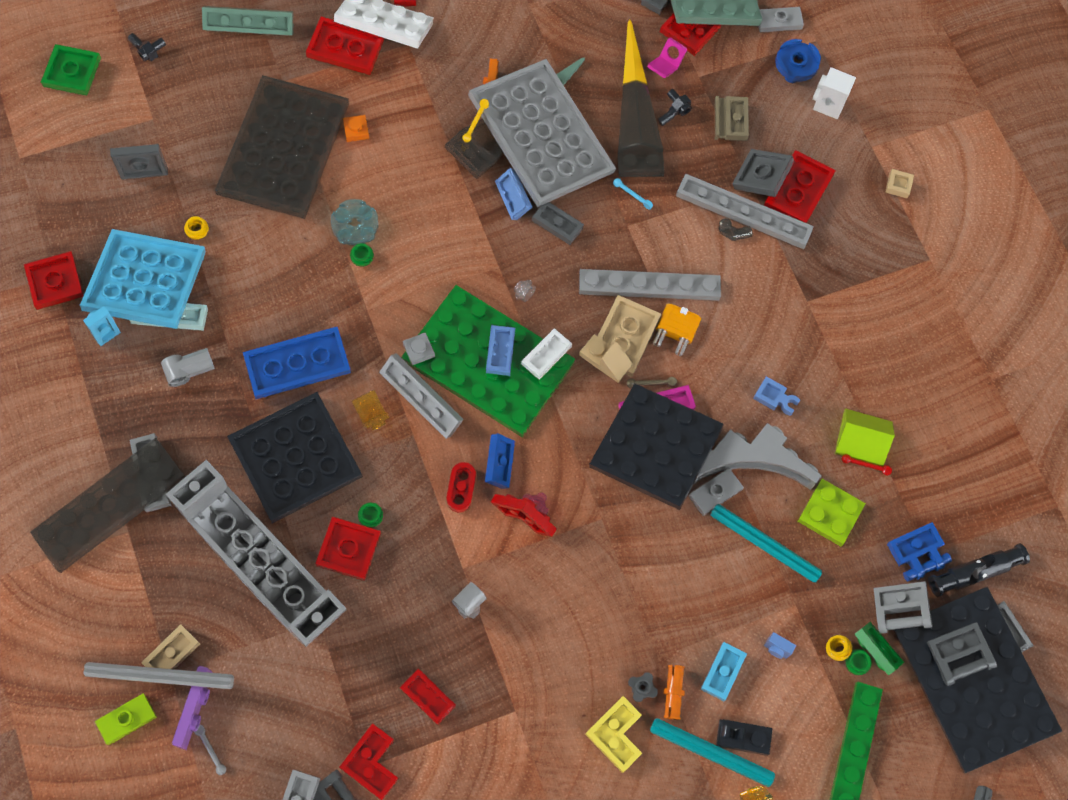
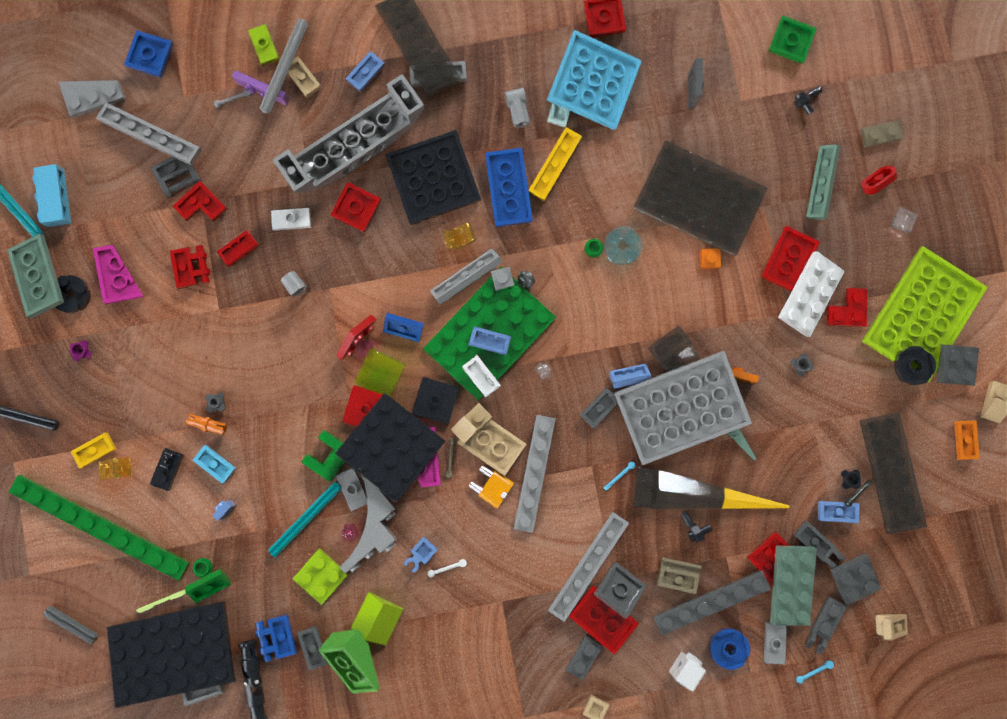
camera: 105 degrees right, 15 degrees up
(101, 325) = (556, 45): medium azure plate -> none
(155, 568) = (365, 71): none -> medium blue plate
(194, 222) = (635, 119): yellow plate -> none
(259, 312) = (555, 164): none -> yellow plate
(370, 515) = (379, 227): green plate -> none
(375, 633) = (291, 219): none -> white plate
(414, 324) = (526, 279): none -> dark grey plate
(460, 487) = (388, 296): red plate -> none
(465, 767) = (183, 266): none -> red plate
(466, 17) = (808, 366): none -> dark grey plate
(484, 104) = (708, 360): yellow hinge -> none
(563, 481) = (379, 372): none -> clear neon green plate
(584, 410) = (435, 400): none -> black plate
(610, 497) = (359, 404): none -> red plate
(610, 737) = (185, 372): light yellow plate -> none
(665, 64) = (740, 529): dark pink bracket -> none
(687, 518) = (332, 463): none -> green connector
(712, 752) = (160, 443): teal axle -> none
(733, 233) = (570, 552): clear smoke arm -> none
(753, 82) = (711, 602): none -> dark grey plate
(770, 484) = (350, 532): none -> clear pink plate
(773, 350) = (431, 573): none -> white hinge
(836, 641) = (215, 549): yellow plate -> none
(846, 204) = (584, 657): none -> dark grey plate
(886, 469) = (361, 599): red hinge -> none
(902, 599) = (239, 611): light grey plate -> none
(904, 696) = (171, 597): none -> yellowish green piece
(918, 504) = (311, 643): none -> dark grey plate
(921, 450) = (351, 660): none -> bright green slope
(958, 645) = (191, 645): dark grey plate -> none

